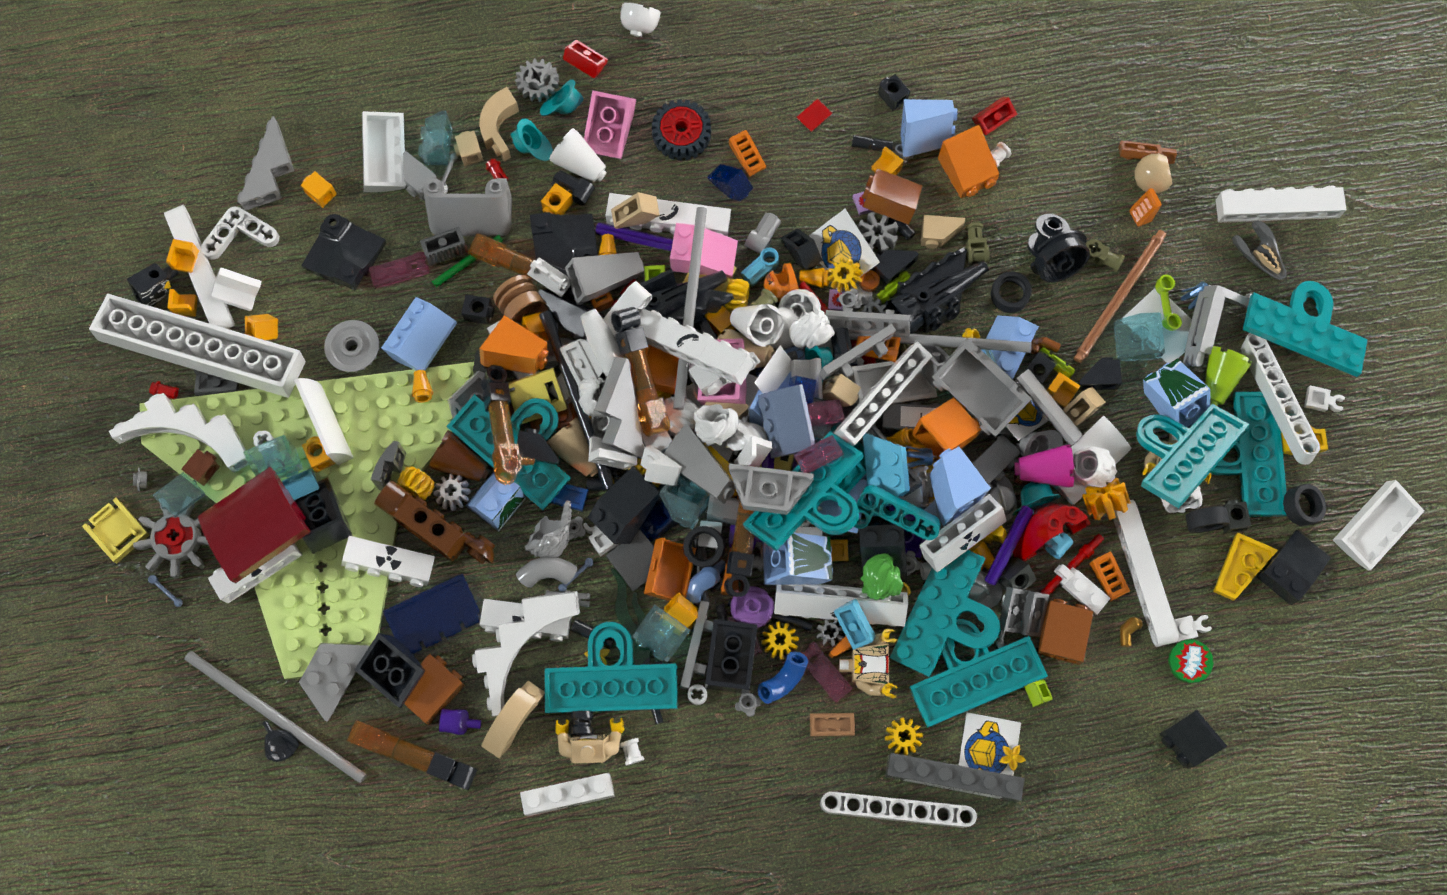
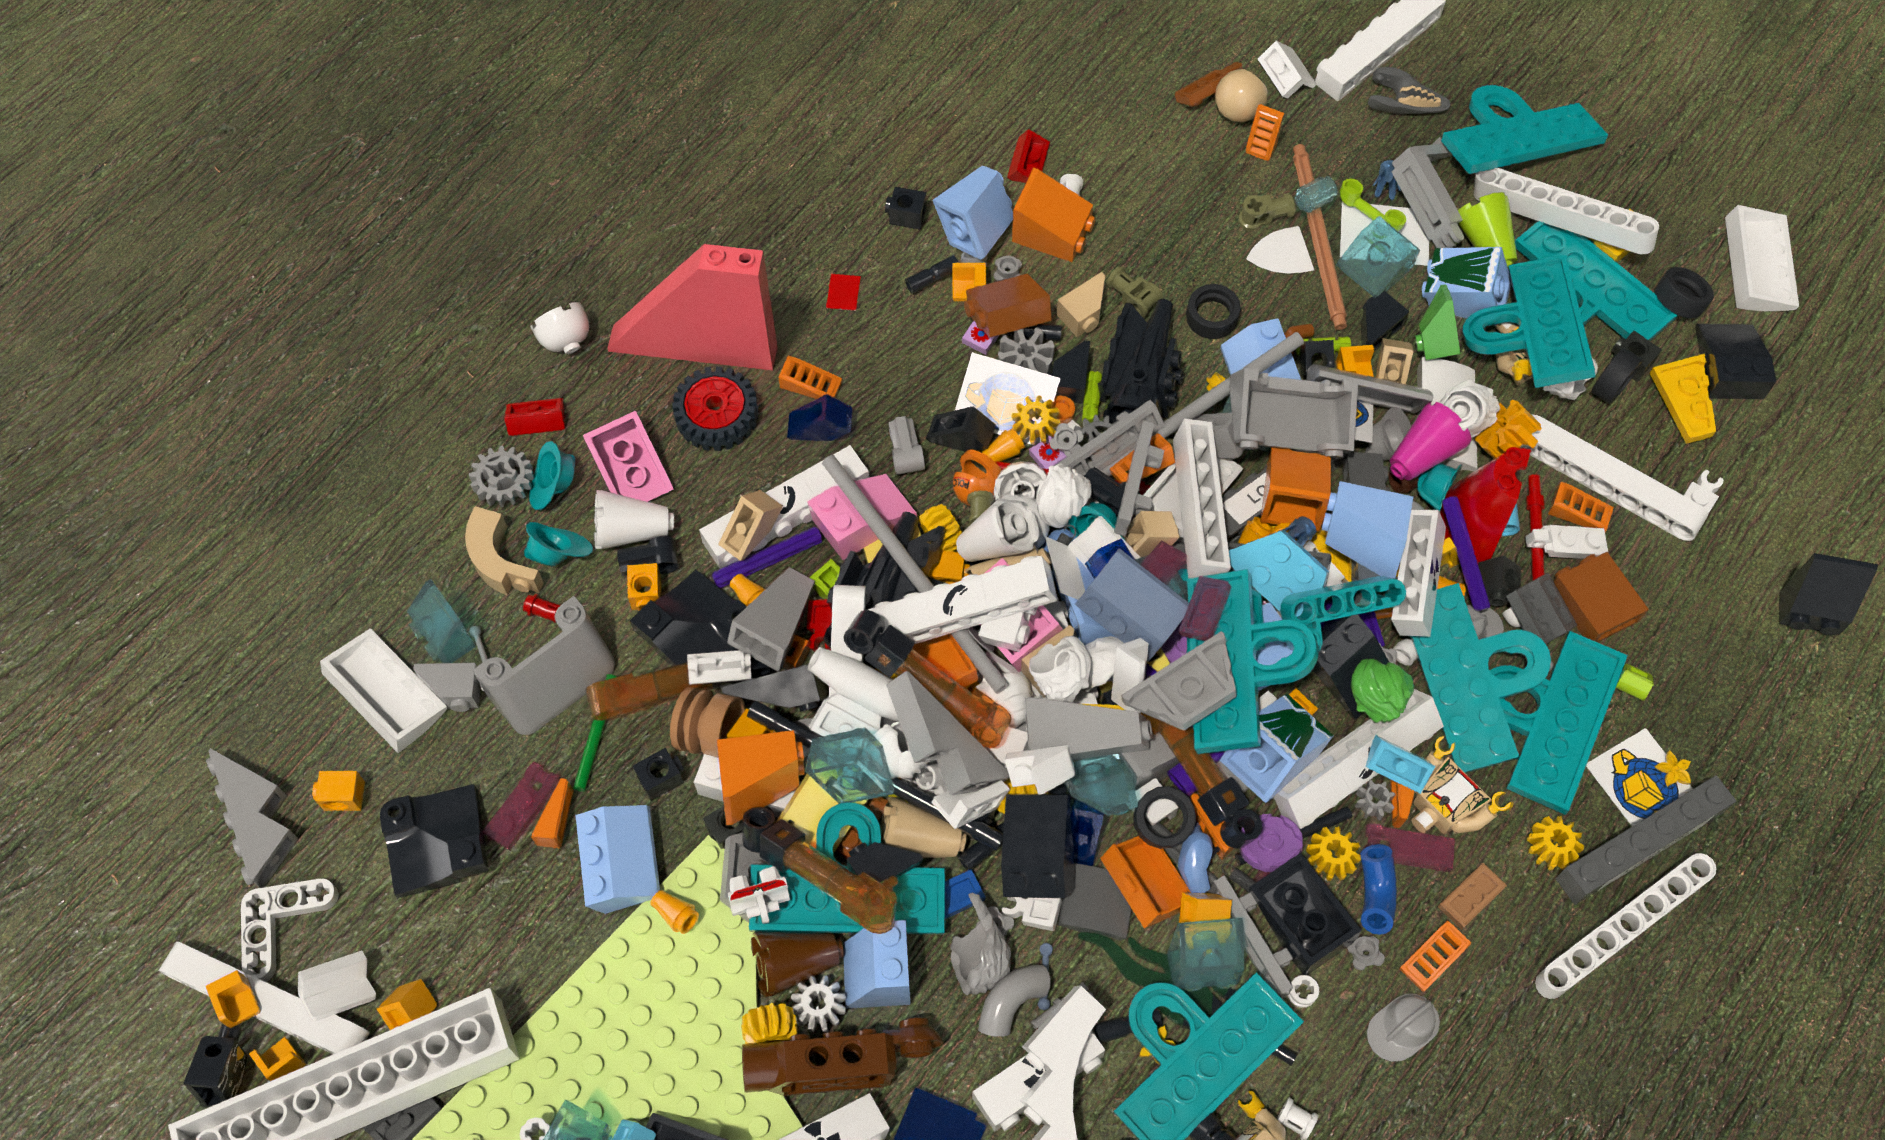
camera: 40 degrees left, 10 degrees down
(317, 462) = (630, 1100): light orange brick -> none
(324, 420) = (592, 1047): white slope -> none
(349, 334) = (533, 919): light grey gear -> none
(390, 461) = (721, 1029): dark grey slope -> none
(406, 290) = (553, 821): none -> orange slope
(444, 246) = (556, 734): dark grey brick -> none
(461, 415) = (759, 898): none -> white hips
(468, 148) = (485, 607): tan brick -> none
(561, 384) = (850, 766): none -> clear light blue slope
(714, 71) = (705, 312): none -> coral slope
(732, 756) = (1403, 1027): none -> light grey piece
(760, 268) = (935, 481): medium azure piece -> none
(790, 745) = (1454, 937): none -> orange slope
(917, 168) = (1005, 263): none -> light grey plate
(1057, 249) = (1221, 231): black piece -> none
(1090, 289) = (1282, 252): none -> white sticker
(1127, 629) = (1650, 546): pearl gold arm -> none
(1128, 408) = (1438, 327): none -> bright green slope
(1137, 269) = (1315, 194): none -> clear light blue brick
(1190, 661) = (1736, 527): tile -> none
(1204, 177) = (1285, 69): none -> white panel
(1320, 399) = (1597, 186): white plate -> none

